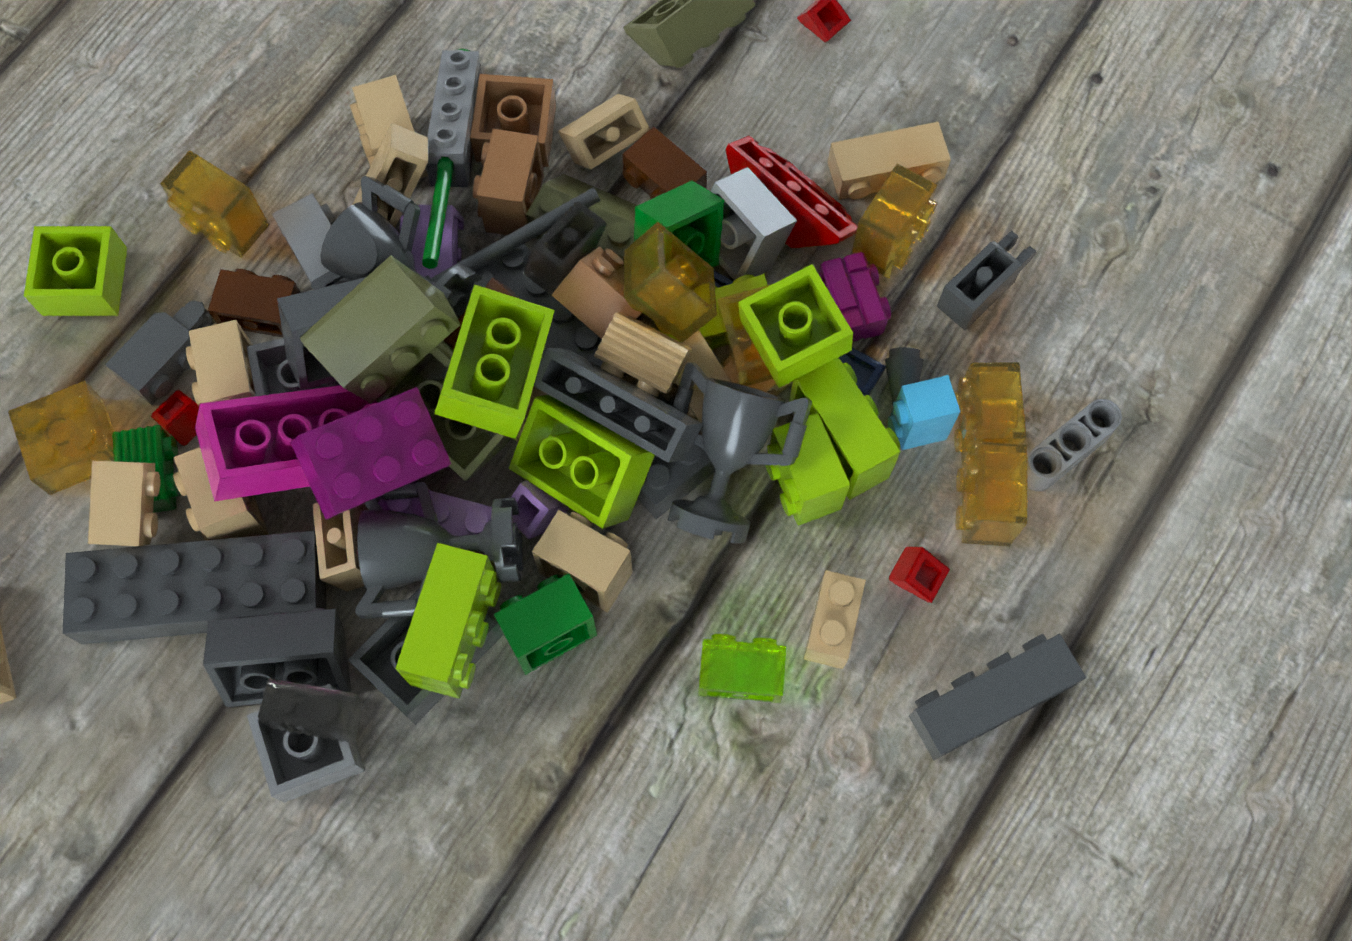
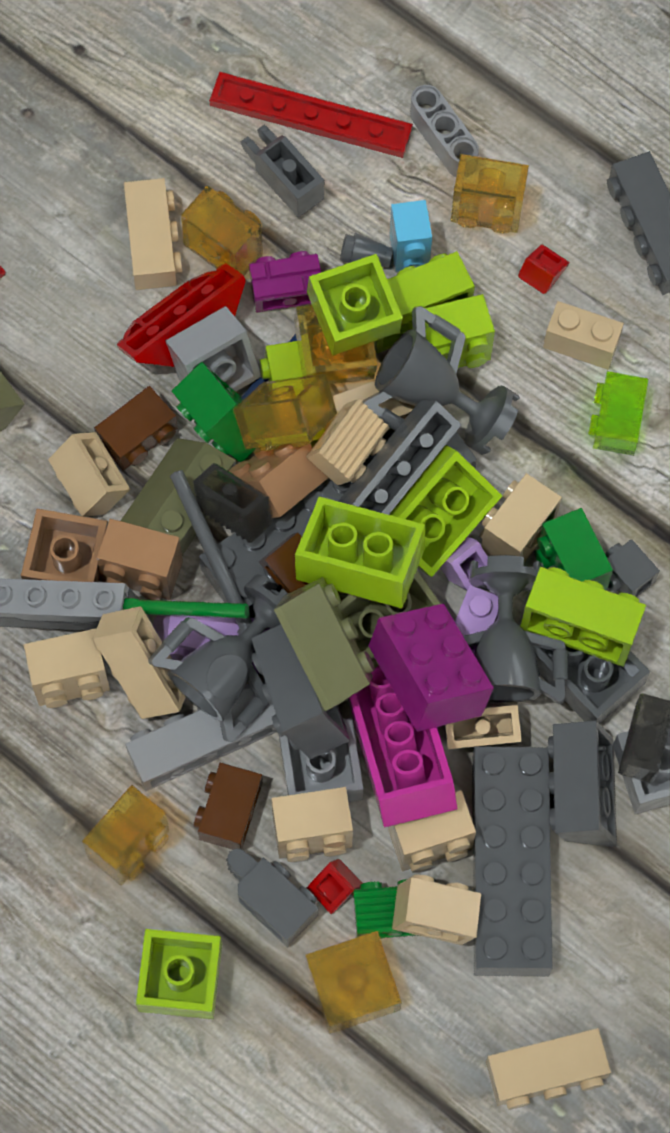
camera: 85 degrees left, 0 degrees up
(546, 692) = (631, 569): none -> dark grey brick
(990, 406) = (417, 177): clear yellow brick -> none
(1065, 310) = (311, 114): none -> red tile

